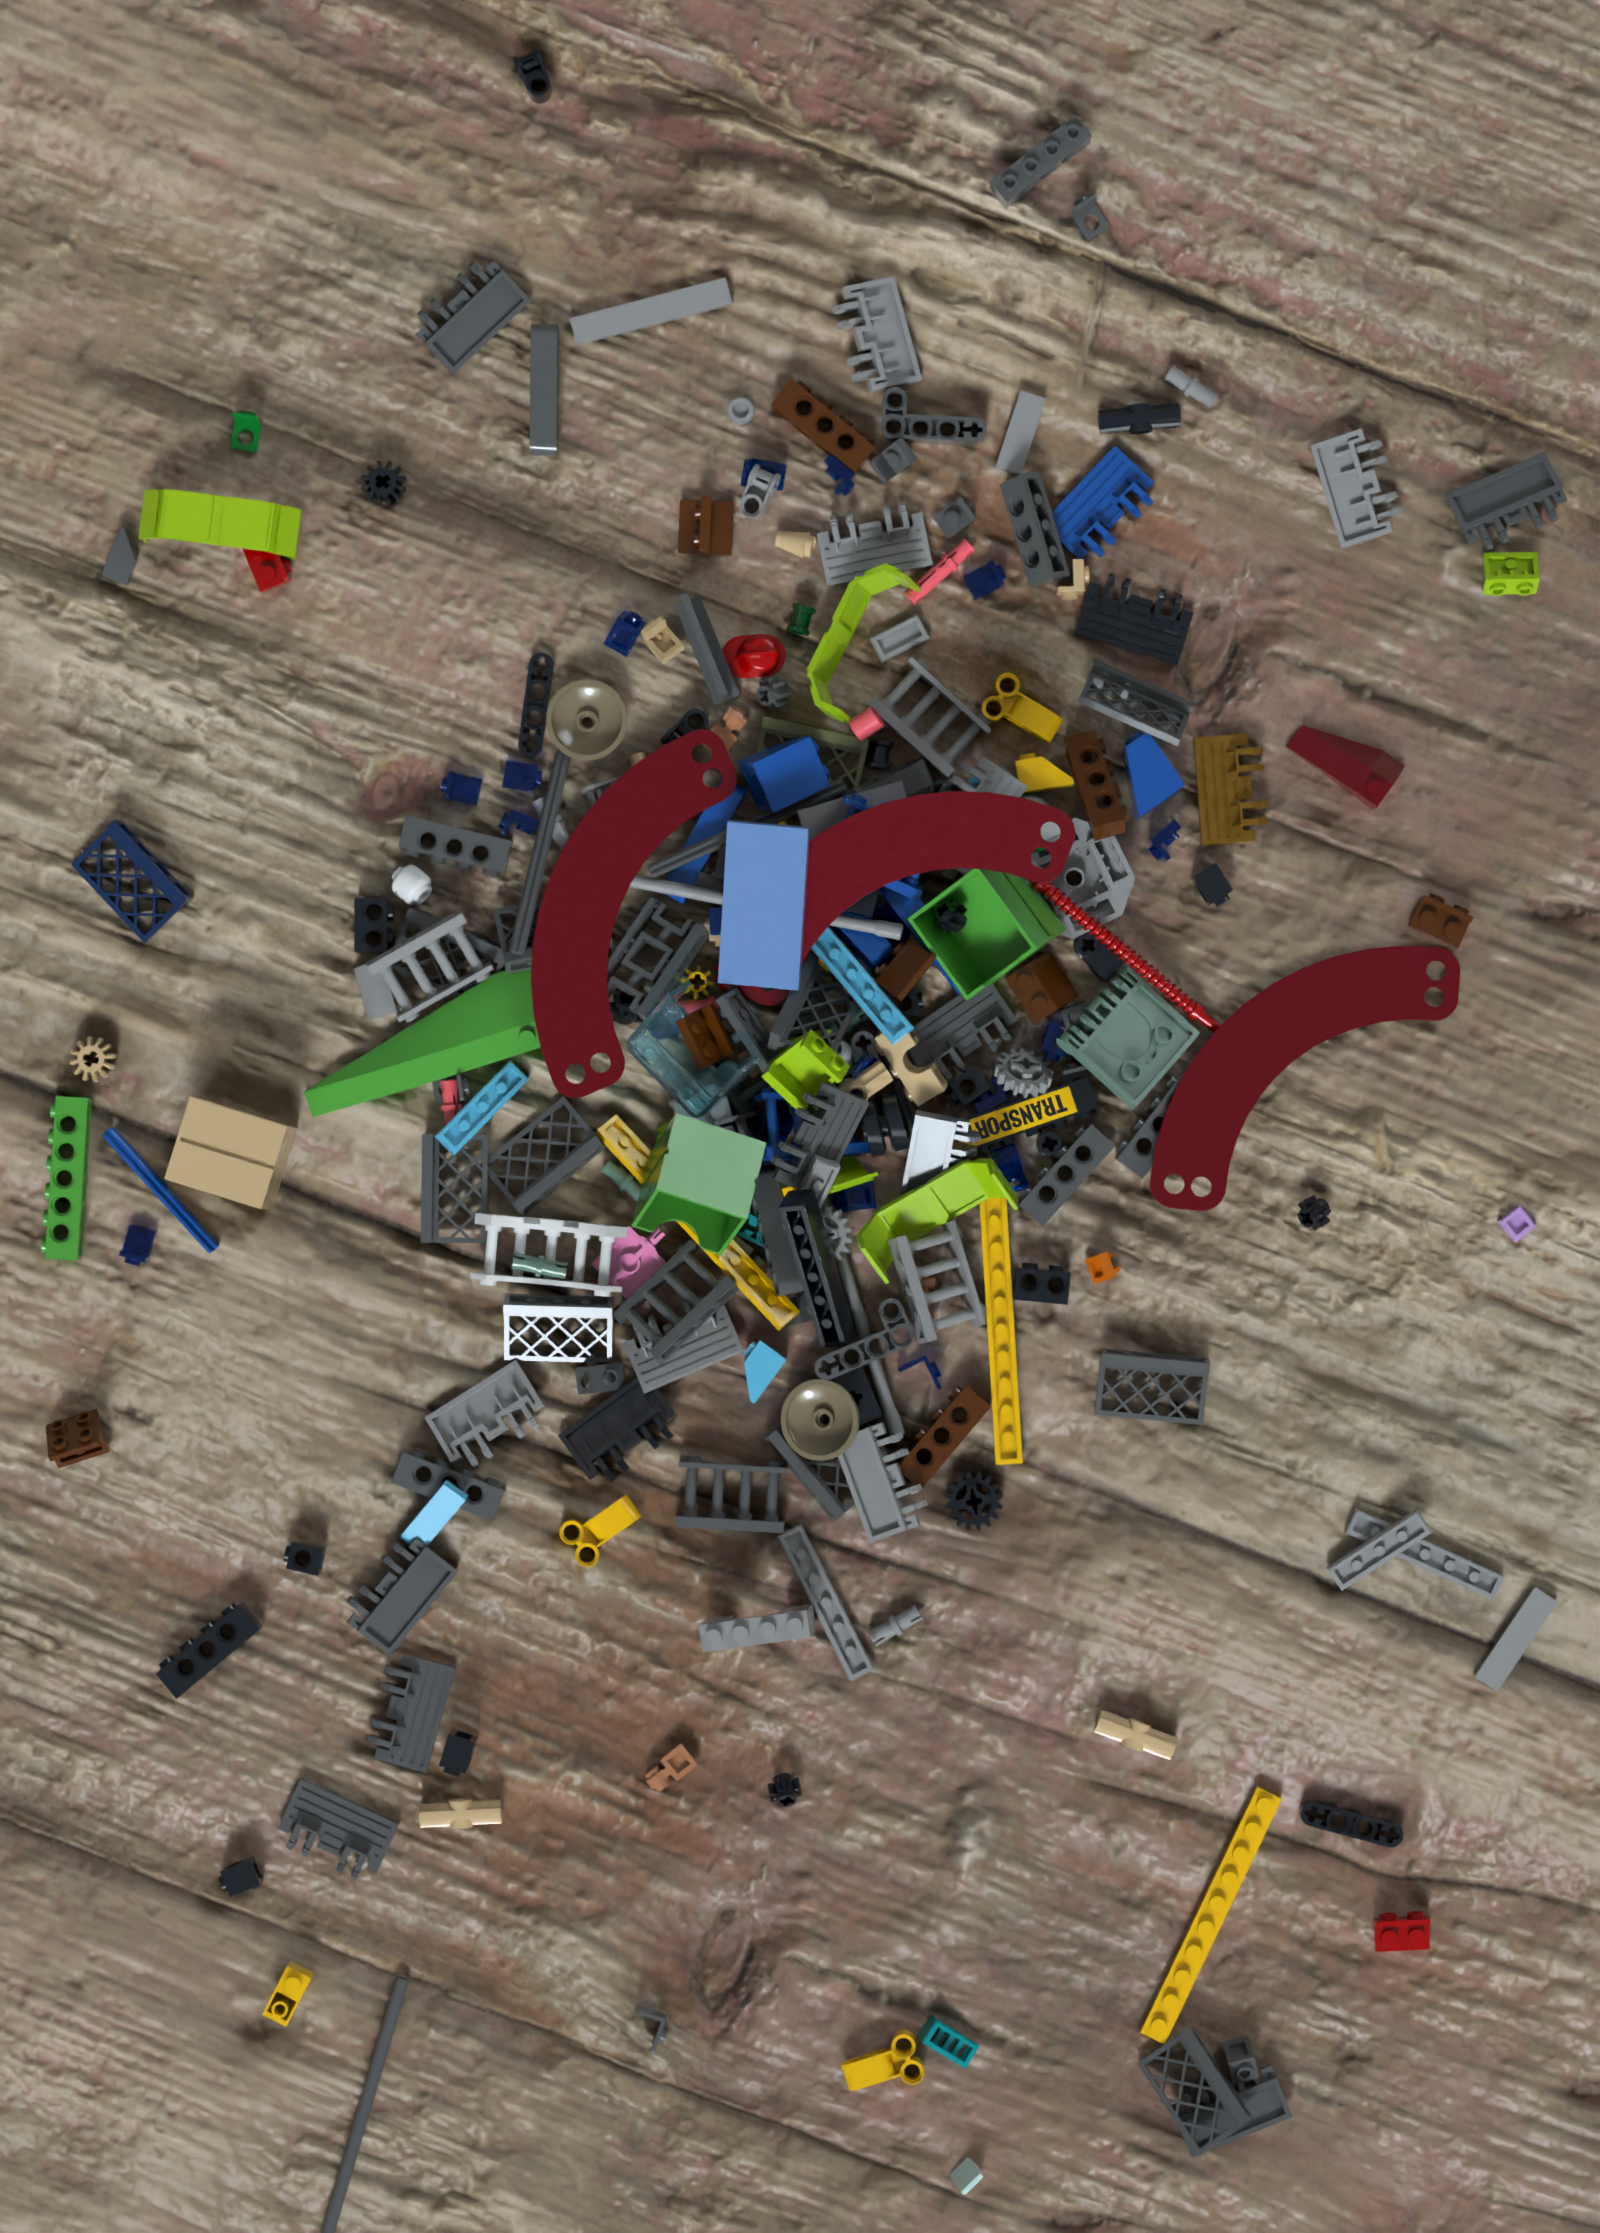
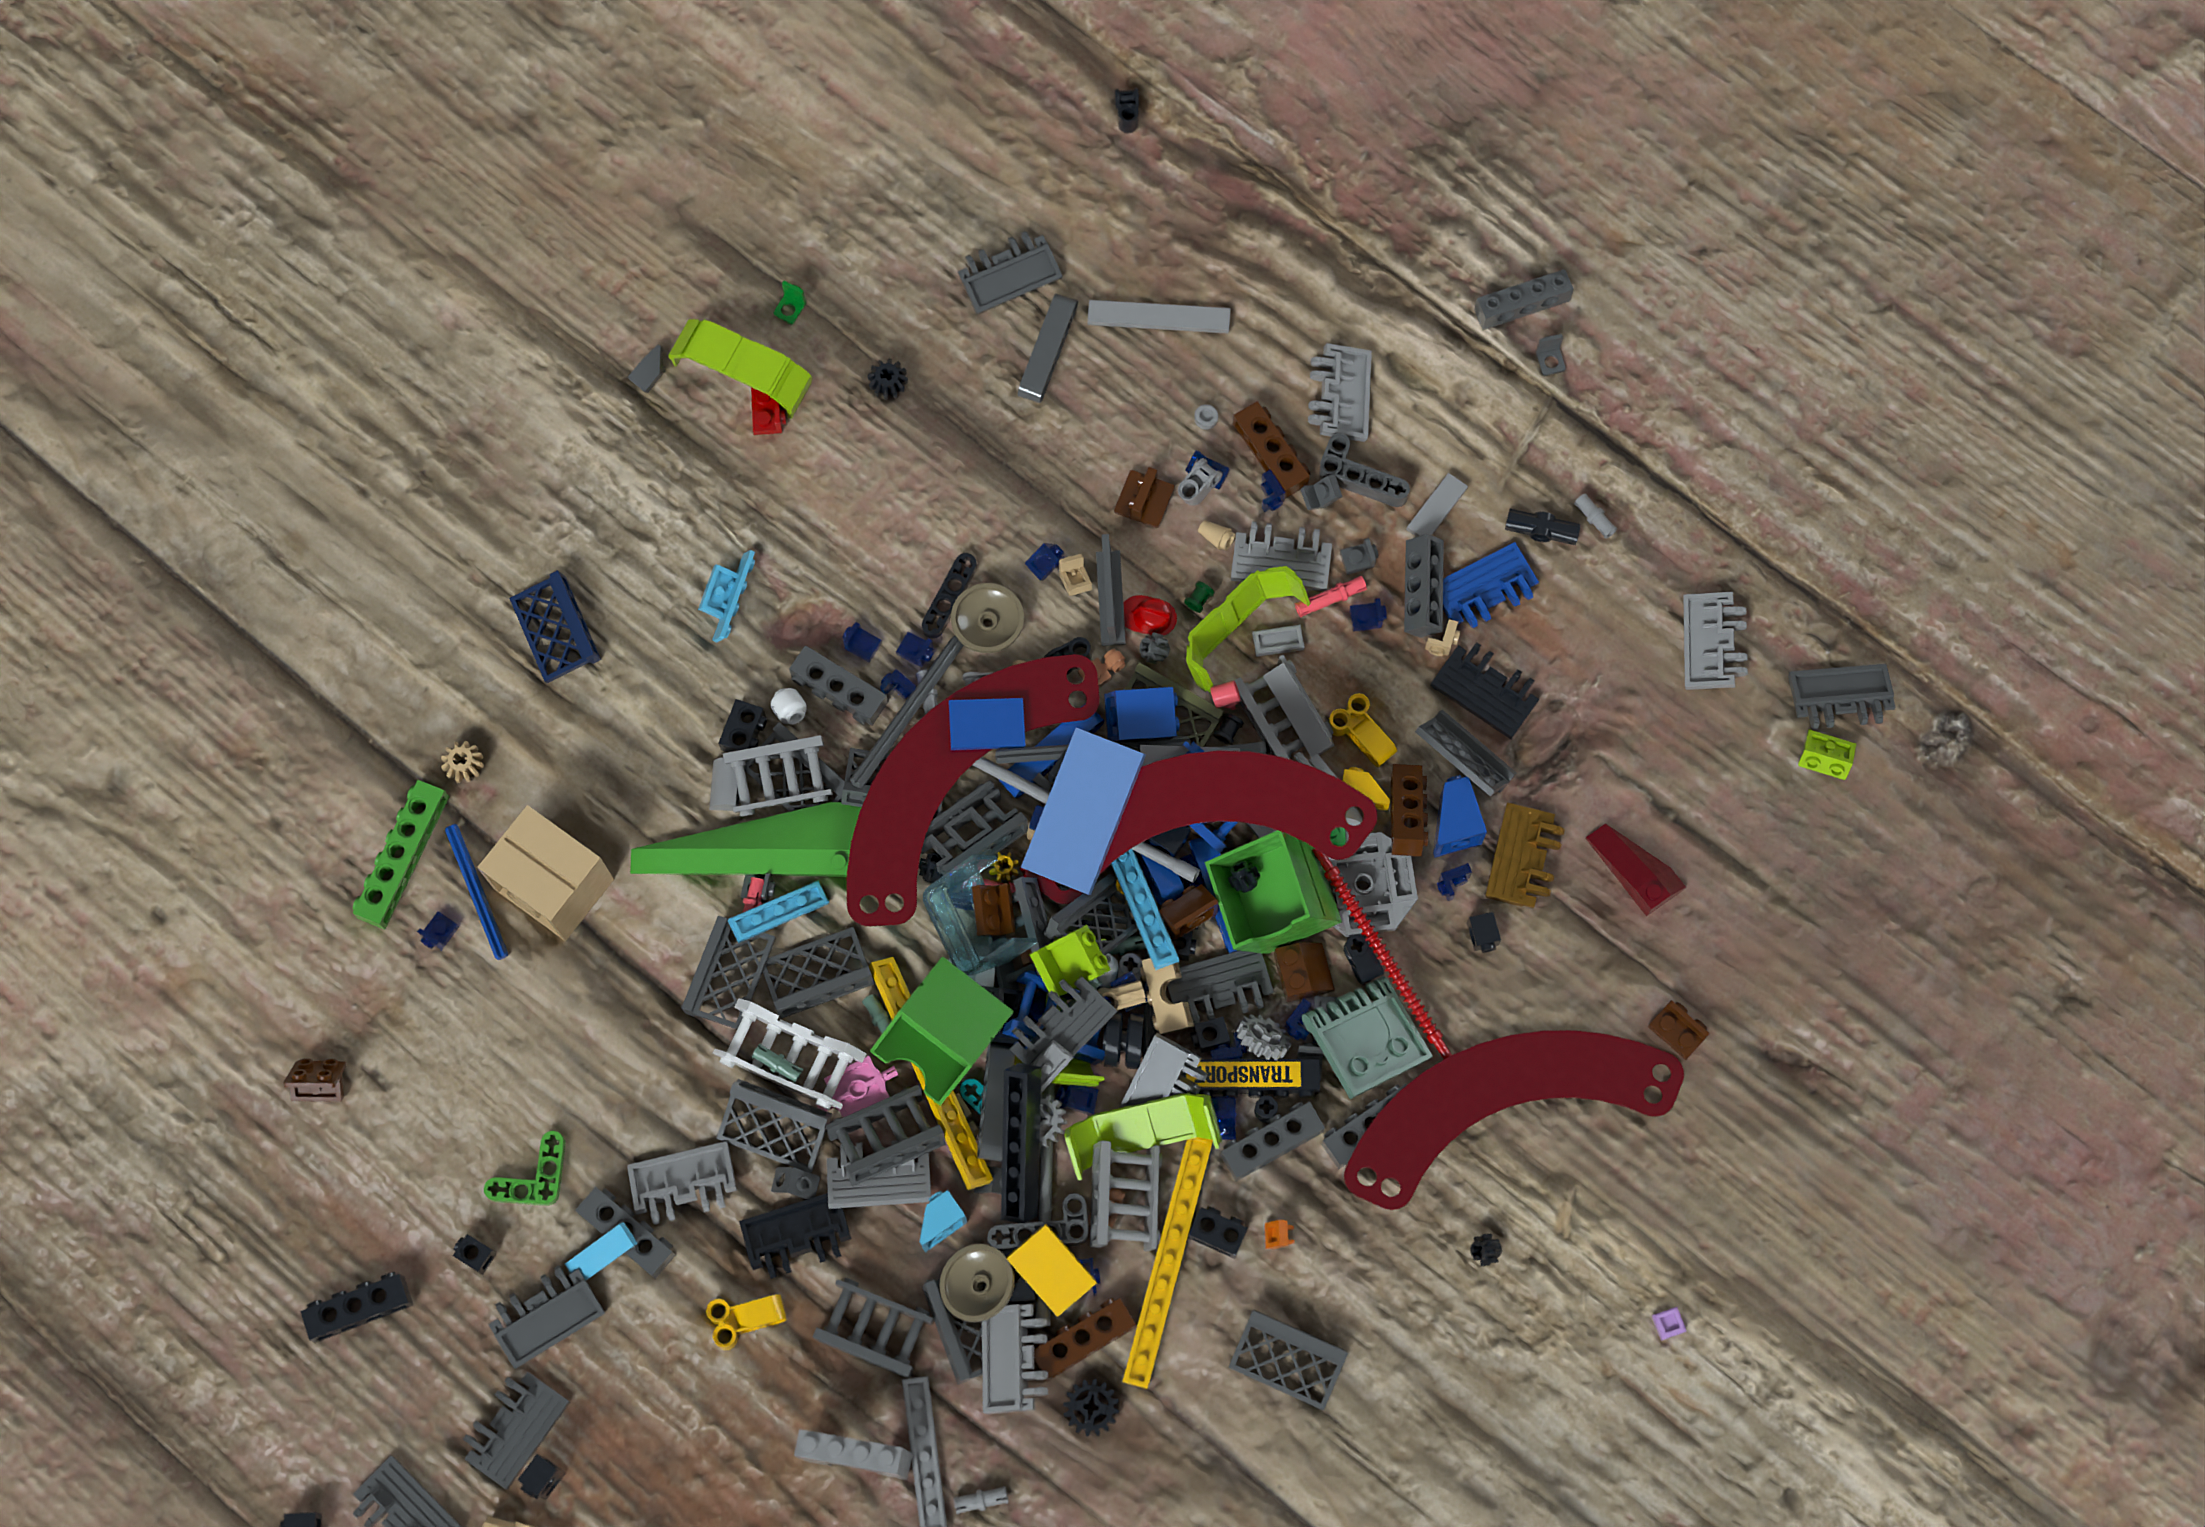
camera: 20 degrees right, 15 degrees down
(297, 783) = (723, 593): none -> medium azure bracket
(339, 1470) = (535, 1187): none -> bright green beam
(628, 840) = (986, 724): none -> blue tile
(889, 1382) = (1051, 1270): none -> yellow tile
(947, 713) = (1298, 710): none -> light grey tile

